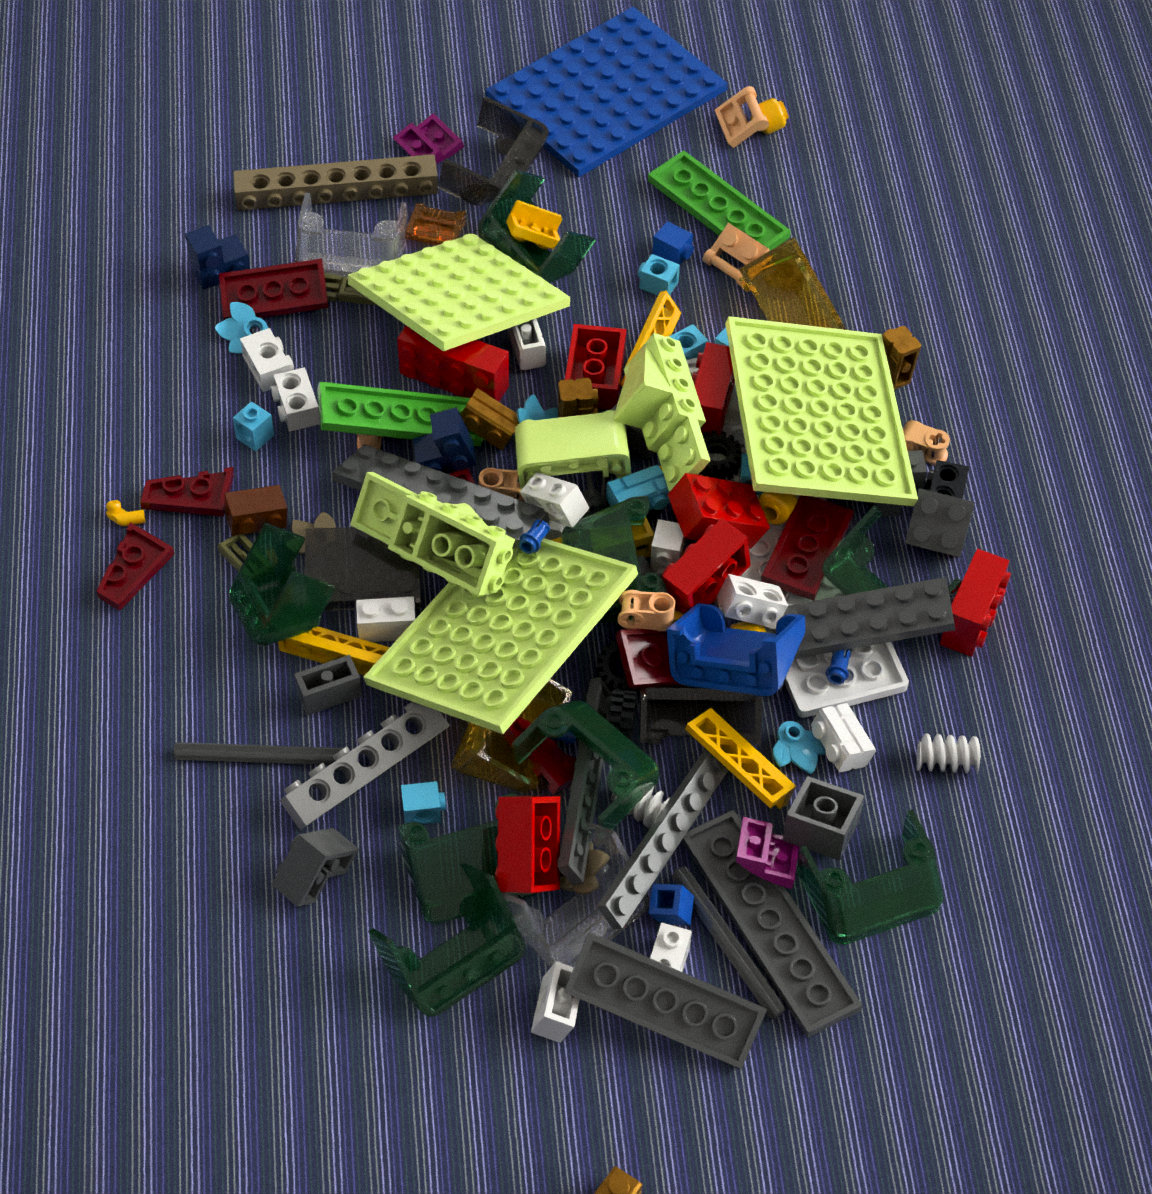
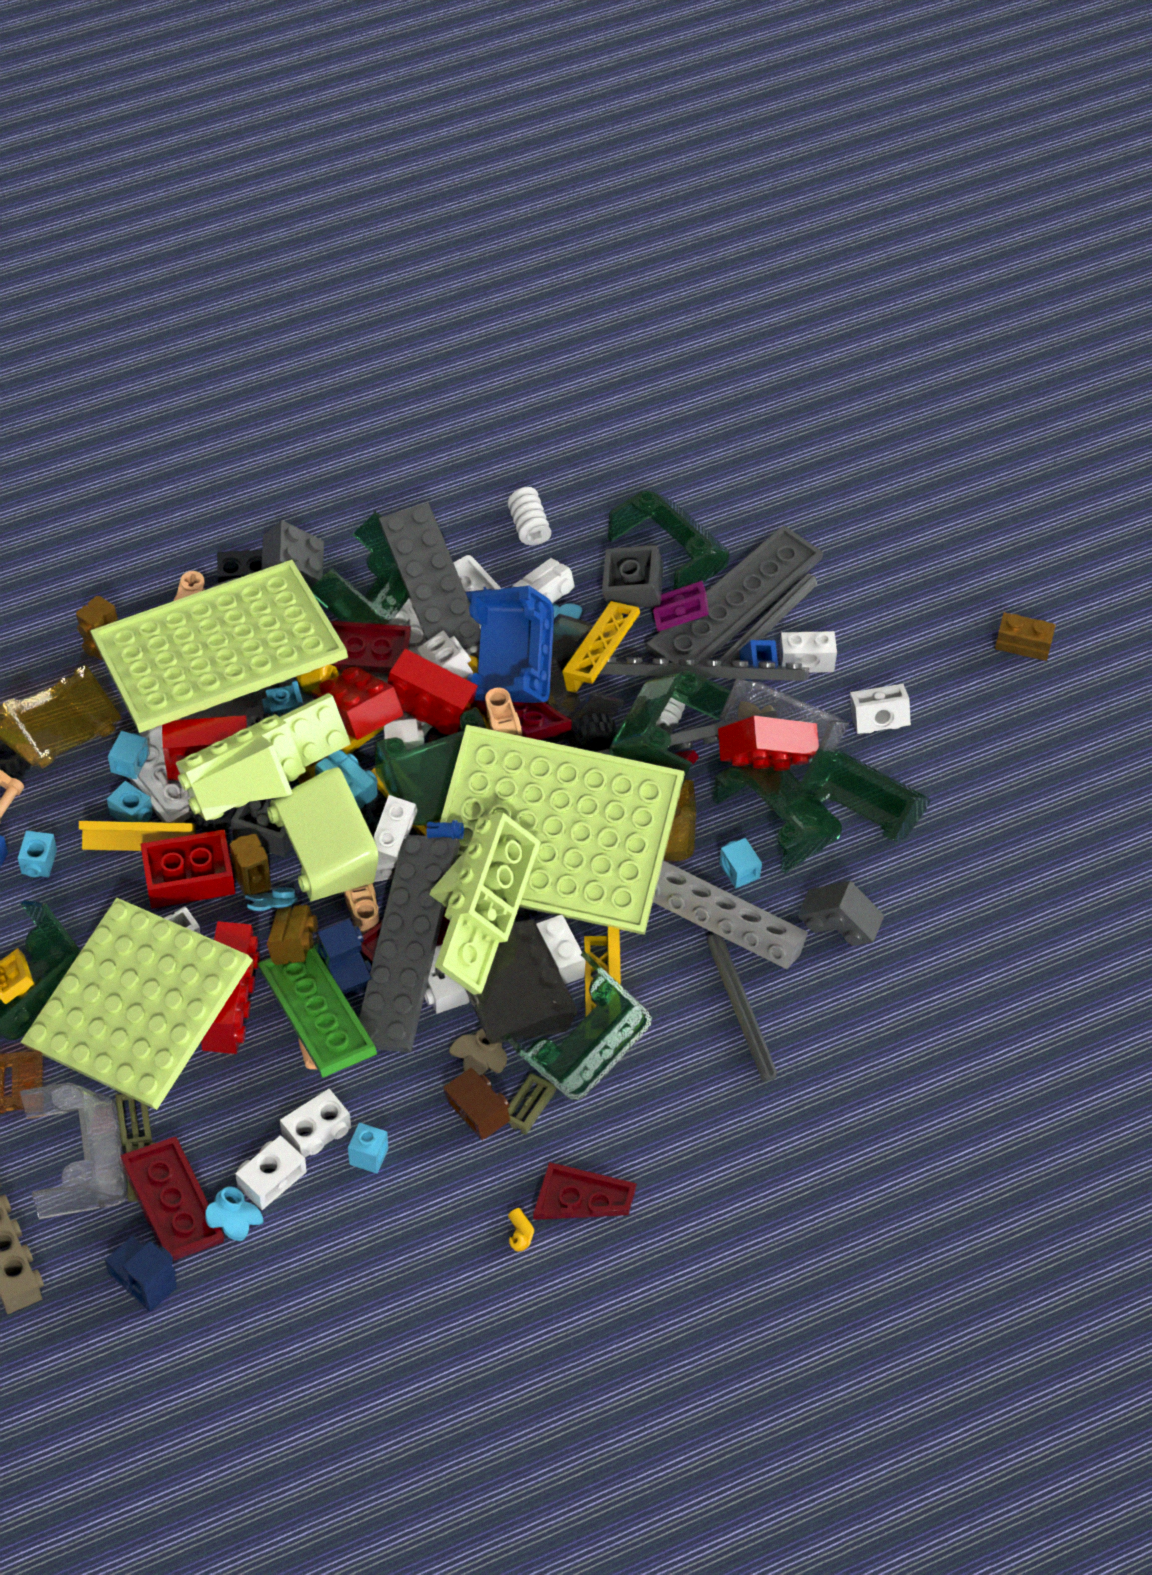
camera: 110 degrees left, 0 degrees up
(191, 495) = (471, 1177): dark red wing -> none
(328, 685) = (655, 967): dark grey brick -> none
(665, 1000) = (852, 633): dark grey plate -> none
(977, 602) = (352, 508): red brick -> none

